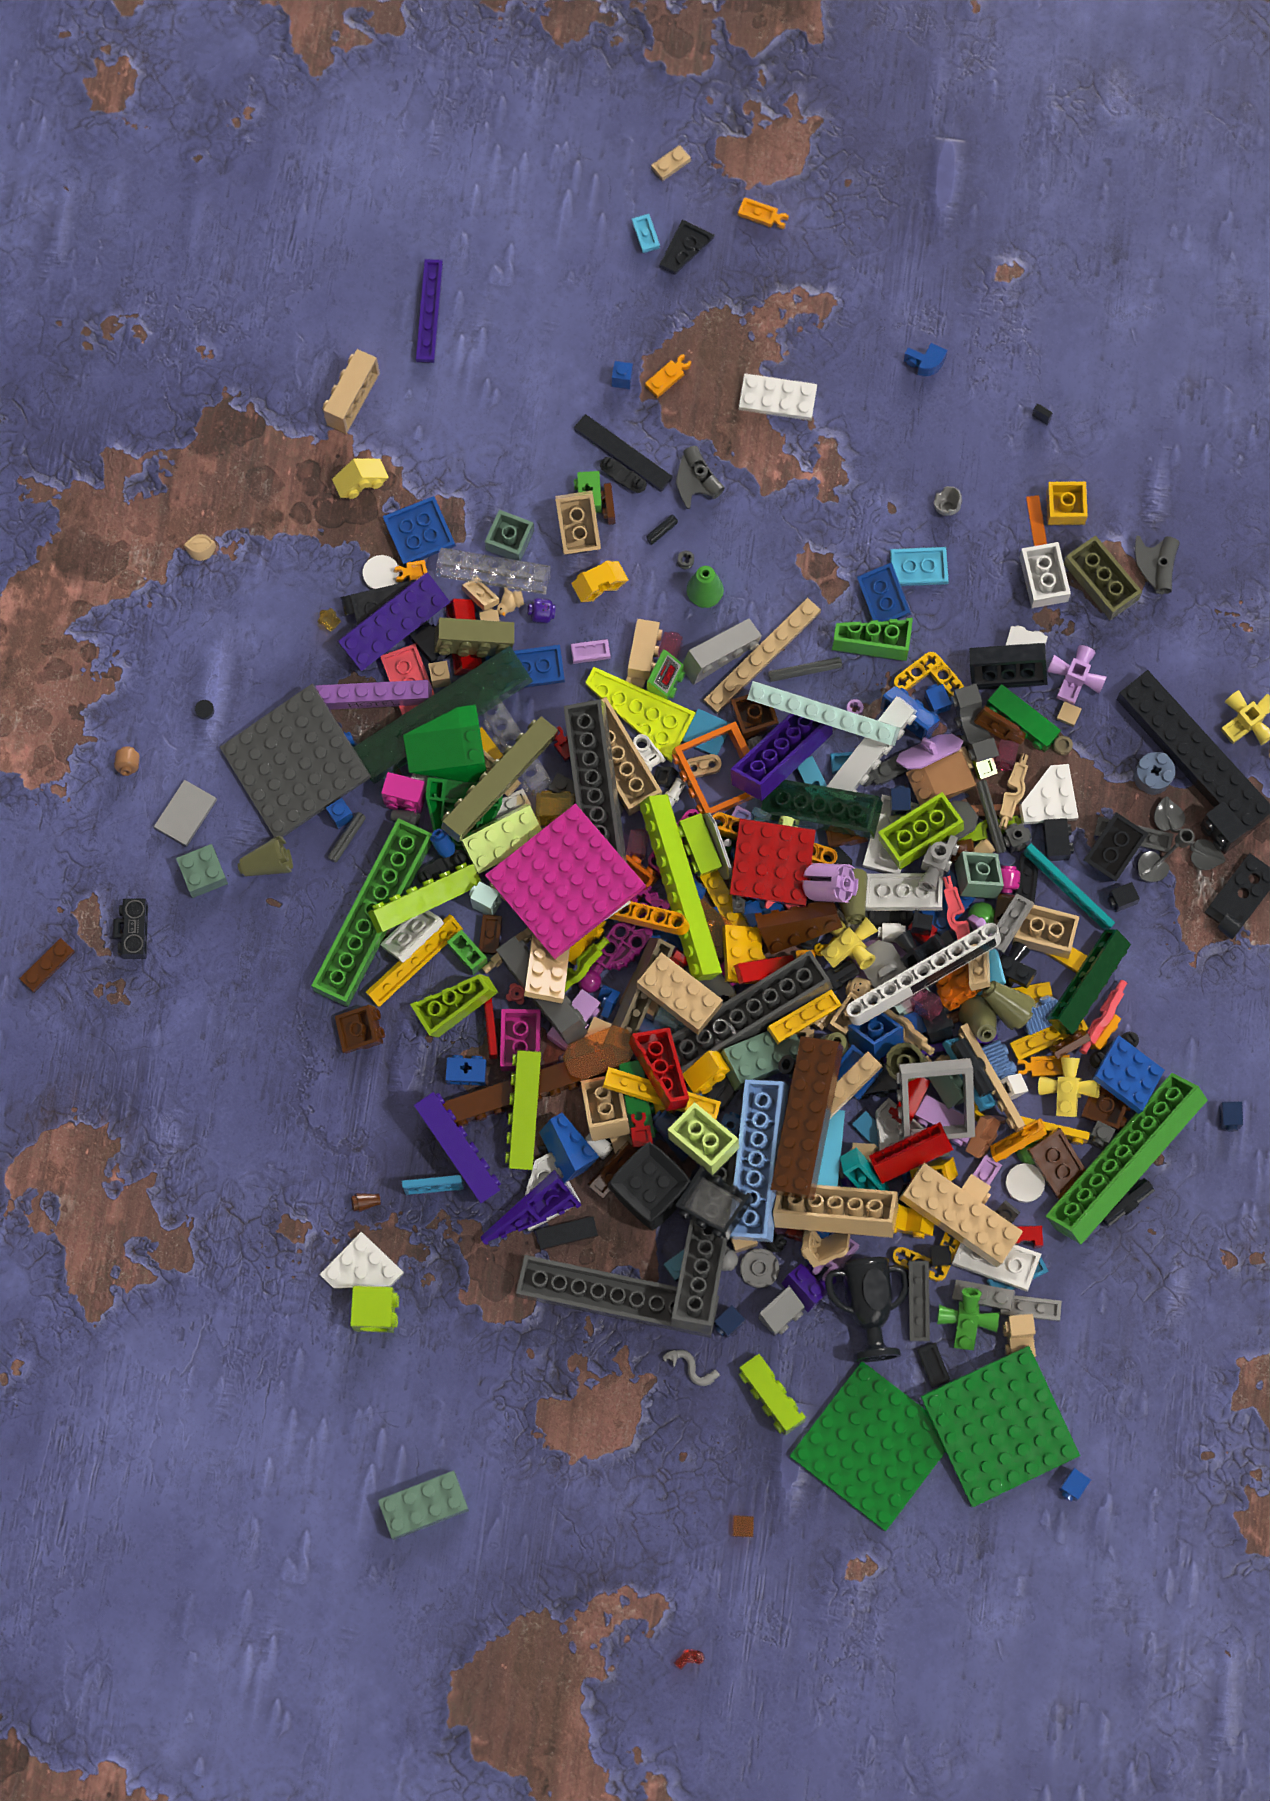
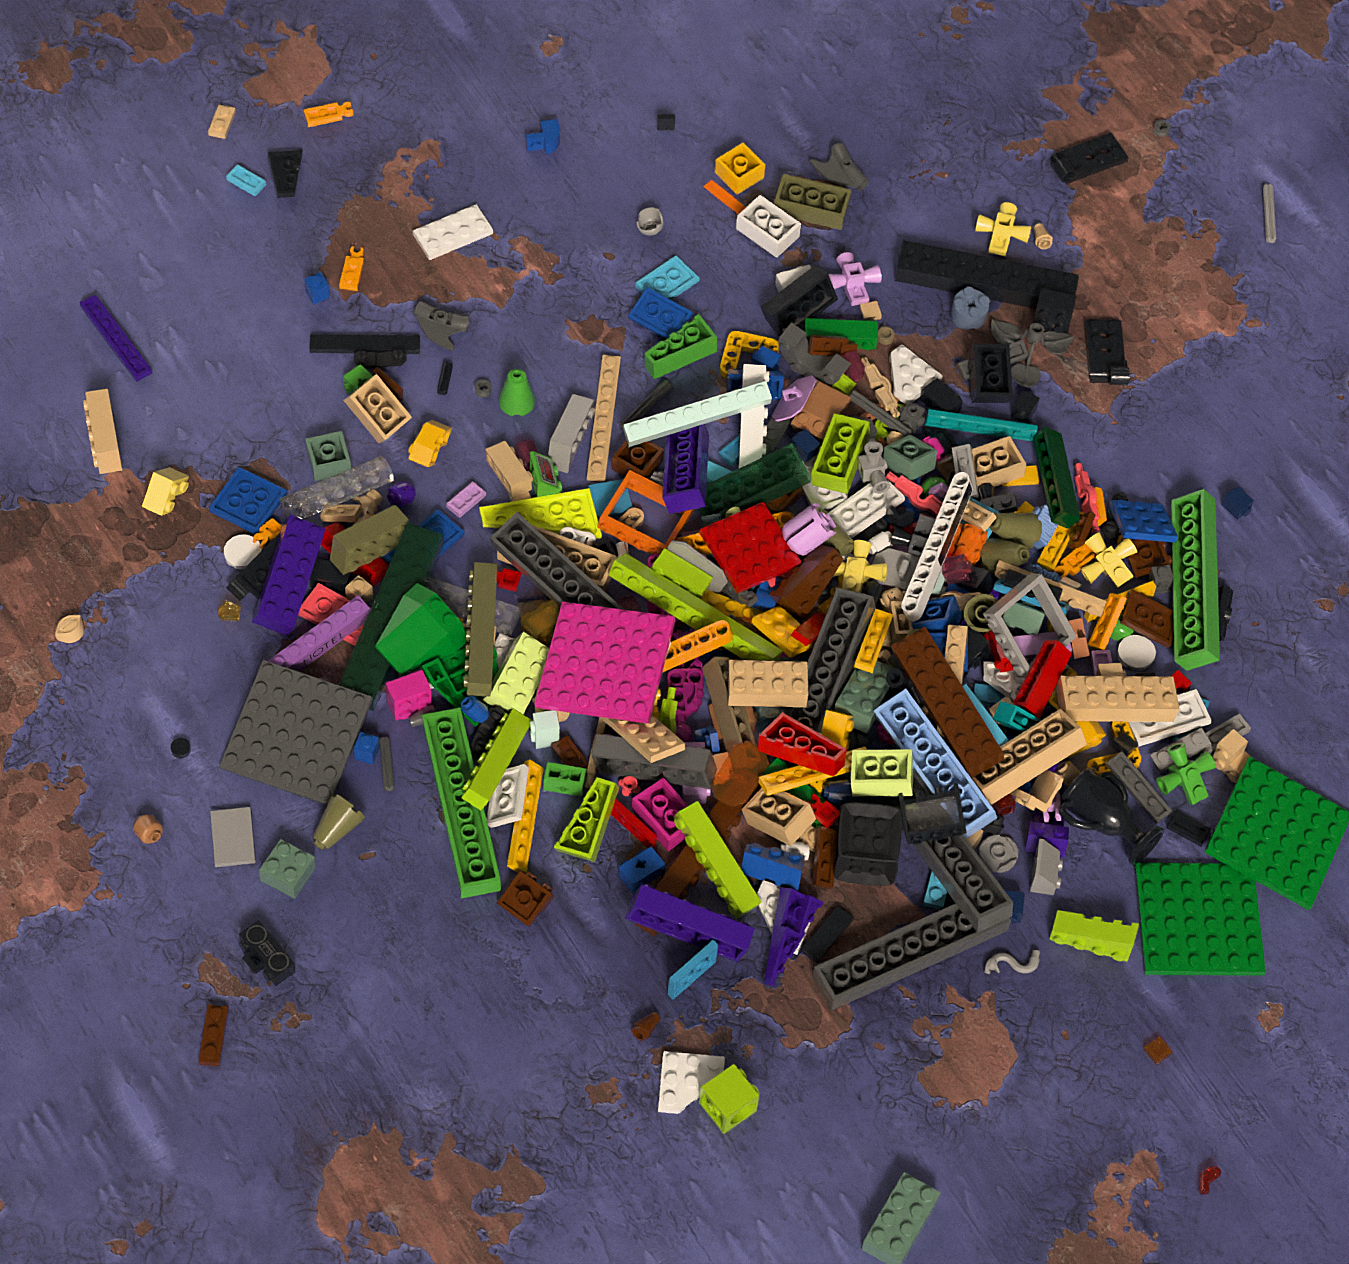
camera: 45 degrees left, 15 degrees down
(871, 1246) = (1068, 772): none -> tan brick

